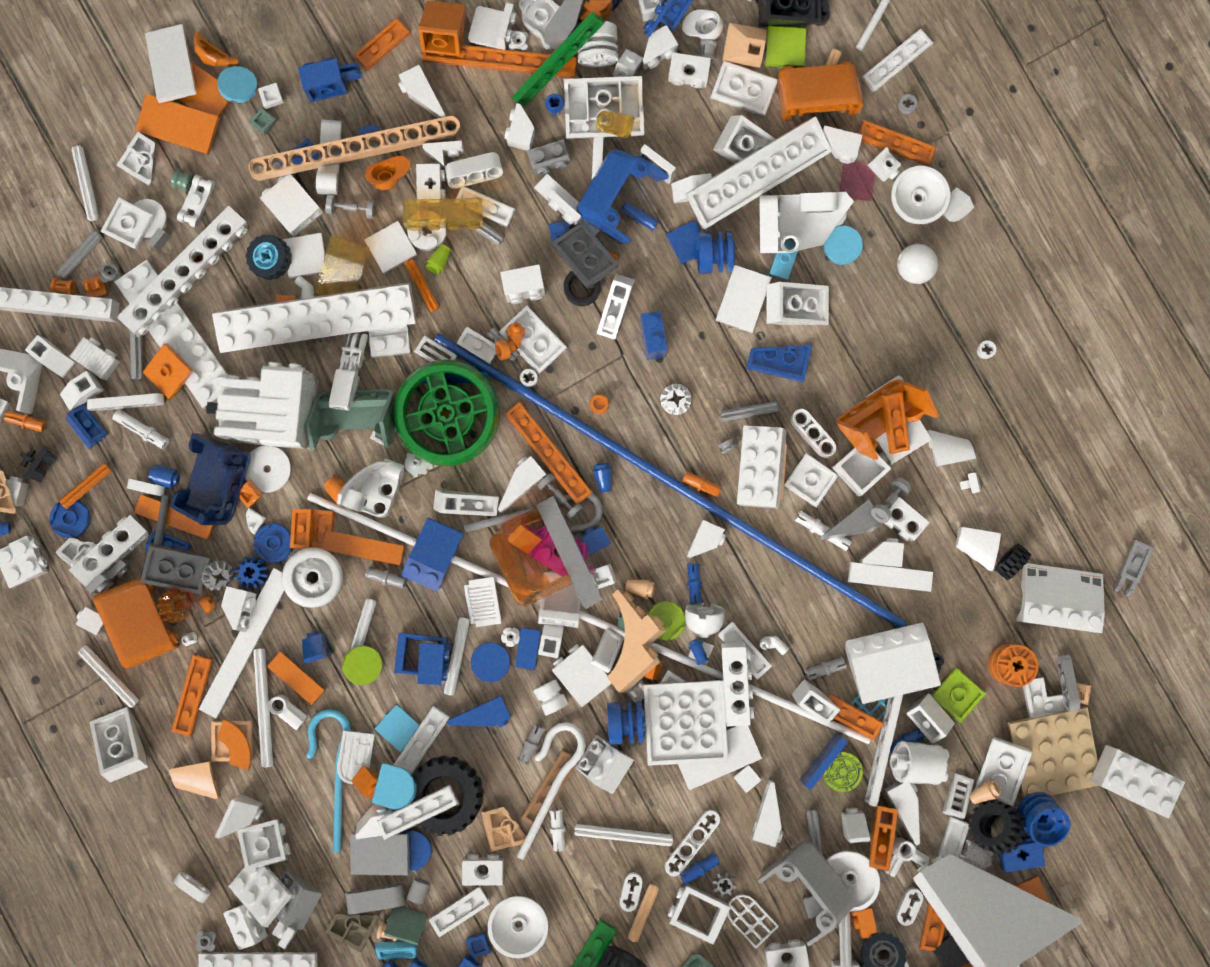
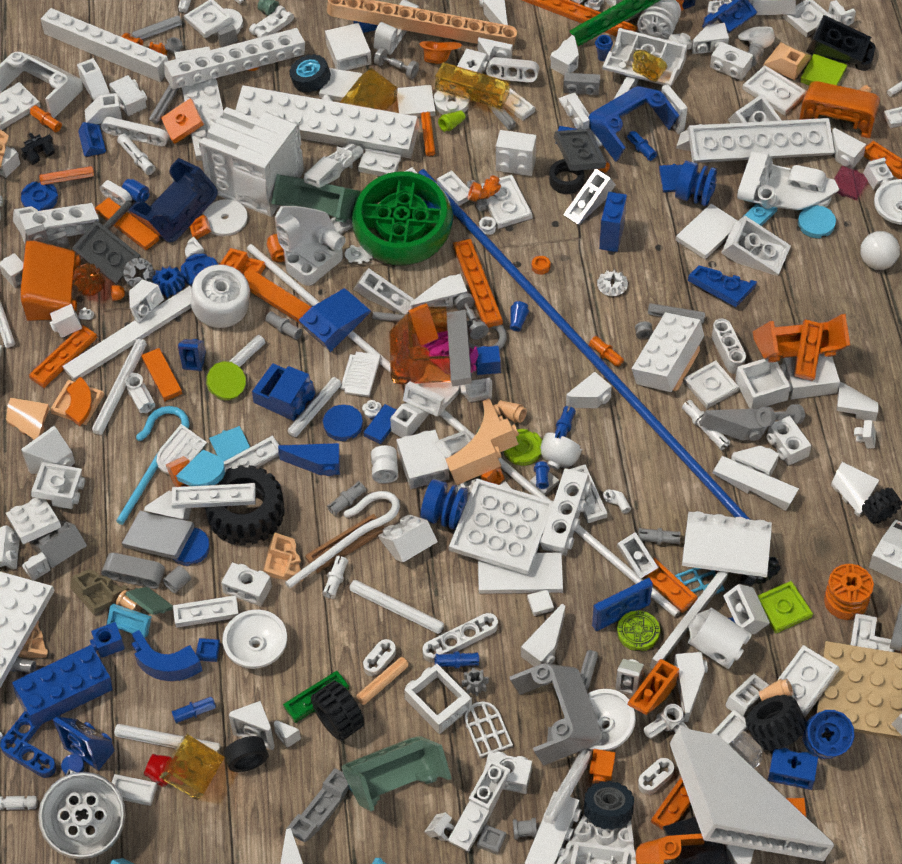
camera: 25 degrees right, 30 degrees down
(176, 661) = (65, 321): none -> white brick

